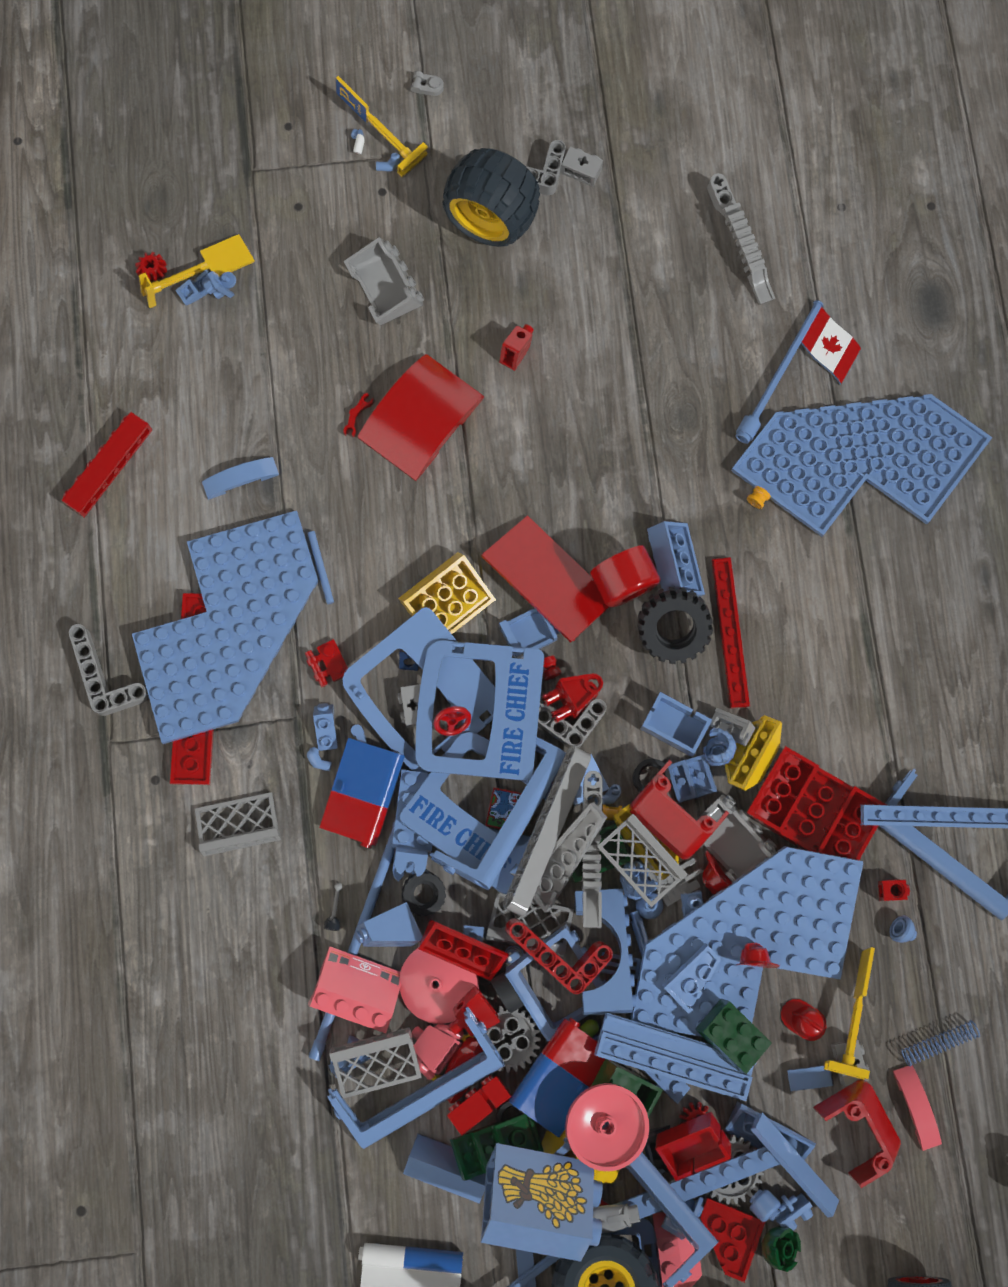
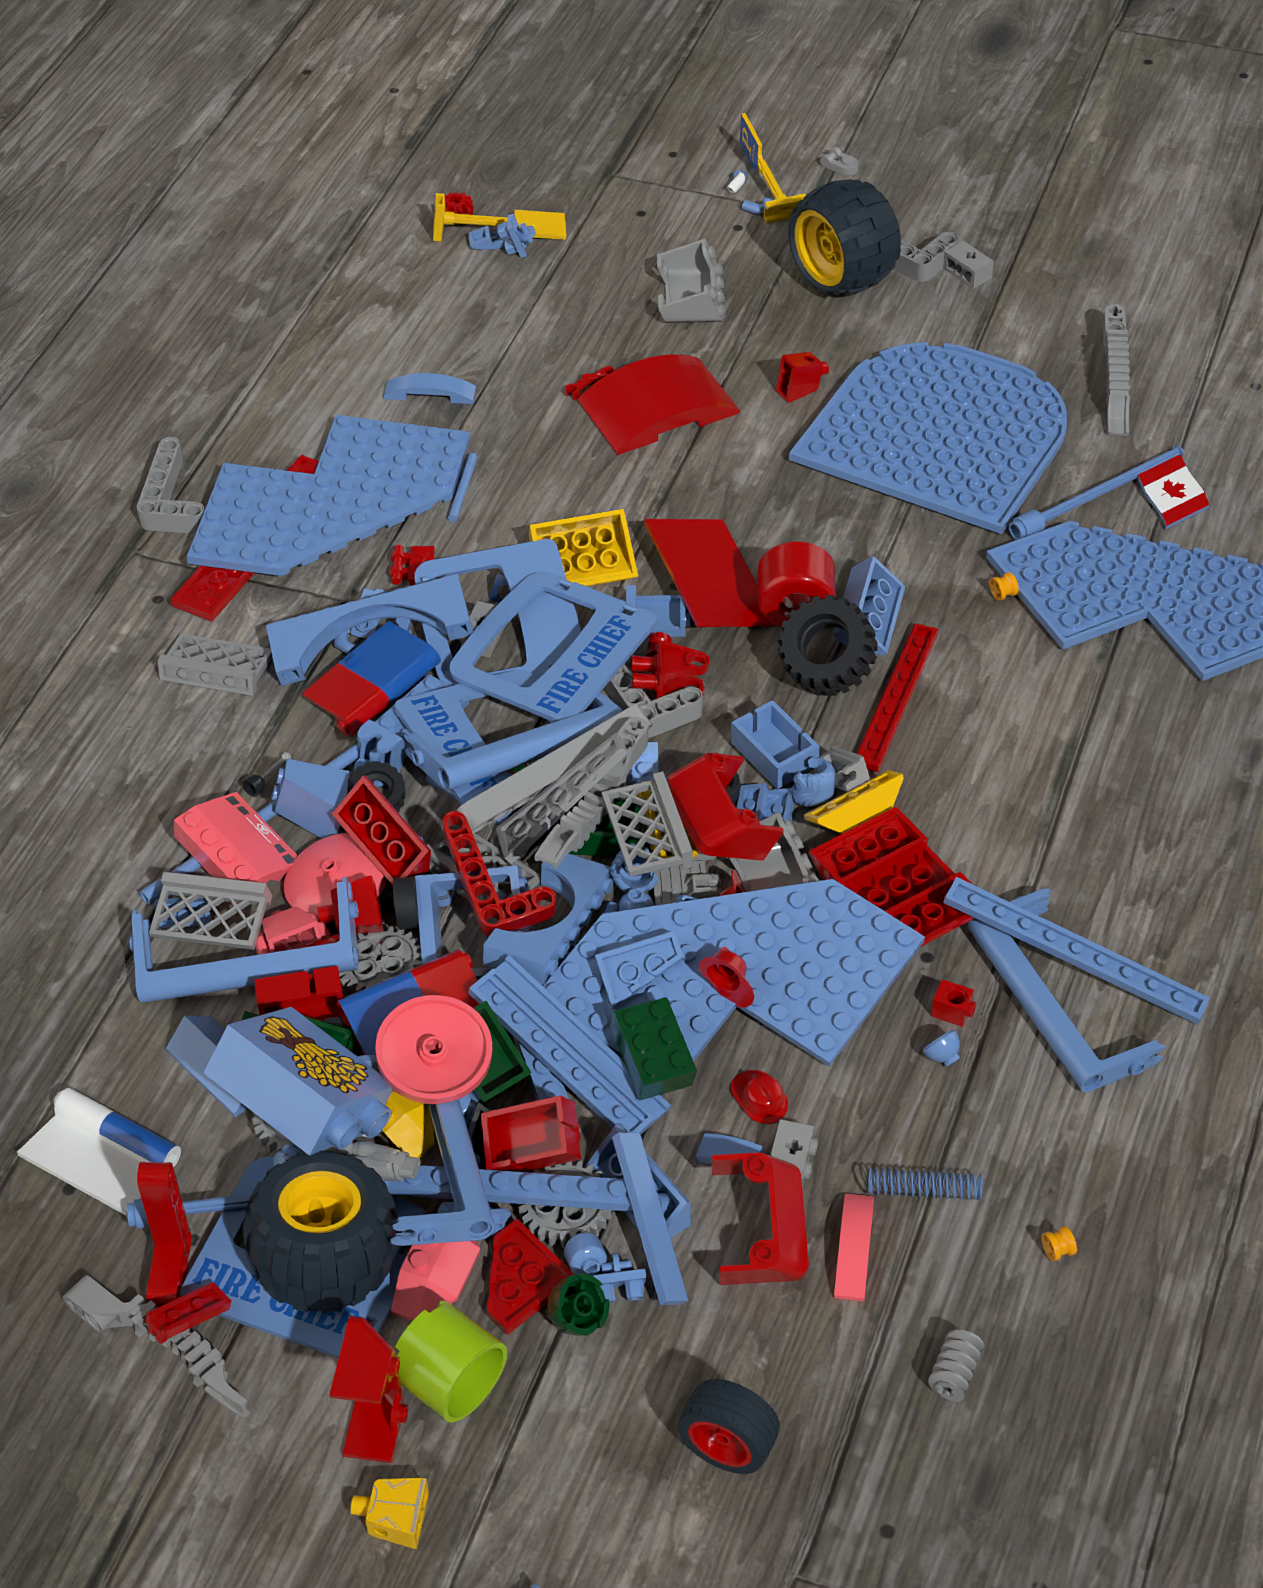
camera: 30 degrees right, 30 degrees down
(106, 464) = (300, 334): red brick -> none
(290, 784) = (301, 638): none -> medium blue arch
(452, 718) = (520, 639): red piece -> none
(641, 355) = (940, 431): none -> medium blue plate
(847, 1066) = (781, 1139): yellow piece -> none

